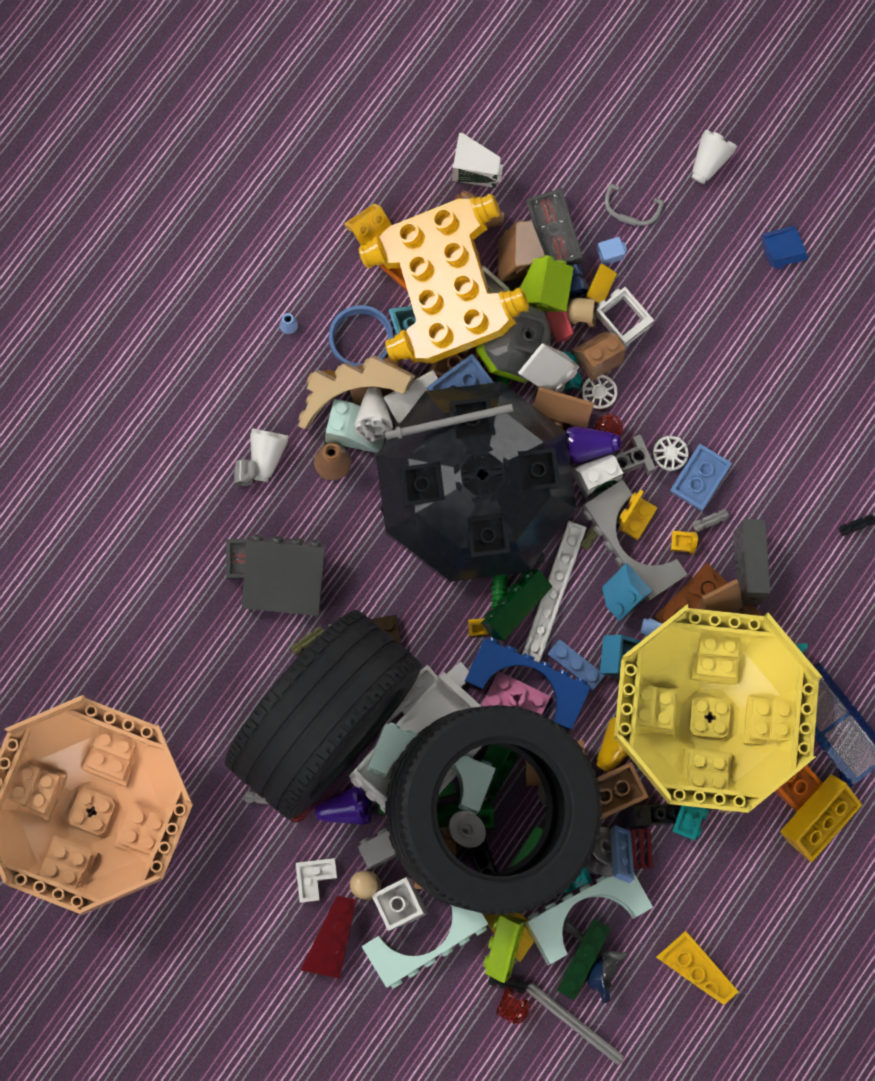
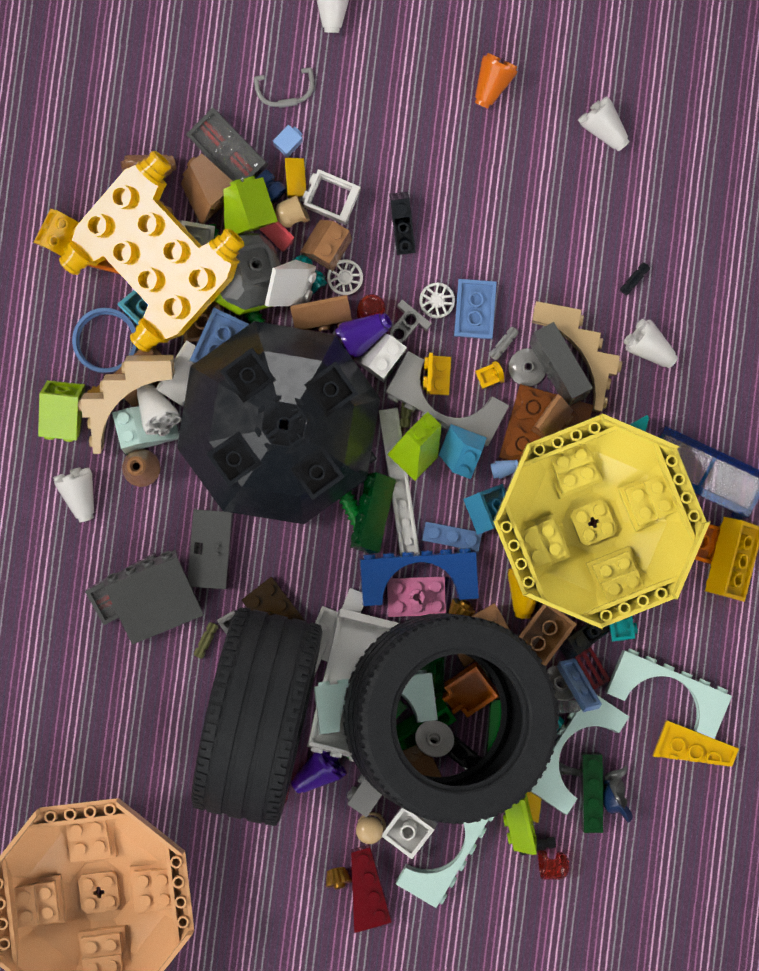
camera: 25 degrees left, 10 degrees up
(244, 472) = (68, 520): light grey piece -> none
(288, 327) = (37, 365): light blue cone -> none
(288, 376) = (59, 410): none -> lime slope
(310, 873) = (317, 845): white plate -> none
(311, 914) = (337, 878): none -> pearl gold piece
(355, 562) = (210, 549): none -> dark grey brick
(400, 432) = (189, 422): light grey bar -> none
(476, 163) = (122, 124): white slope -> none
(476, 628) = (345, 549): yellow slope -> none
(520, 807) = (469, 690): none -> orange piece
(574, 1023) = (612, 849): light grey axle -> none
(587, 566) = (418, 446): none -> lime slope
(674, 371) = (402, 223): none -> black slope
(711, 554) = (520, 374): none -> light grey dish
(733, 933) = (709, 702): none -> light aqua arch
(783, 247) = (441, 54): blue slope -> none
(784, 556) = (586, 343): none -> tan arch
(818, 290) = (493, 79): none -> orange cone
(842, 588) = (650, 344): none -> white cone

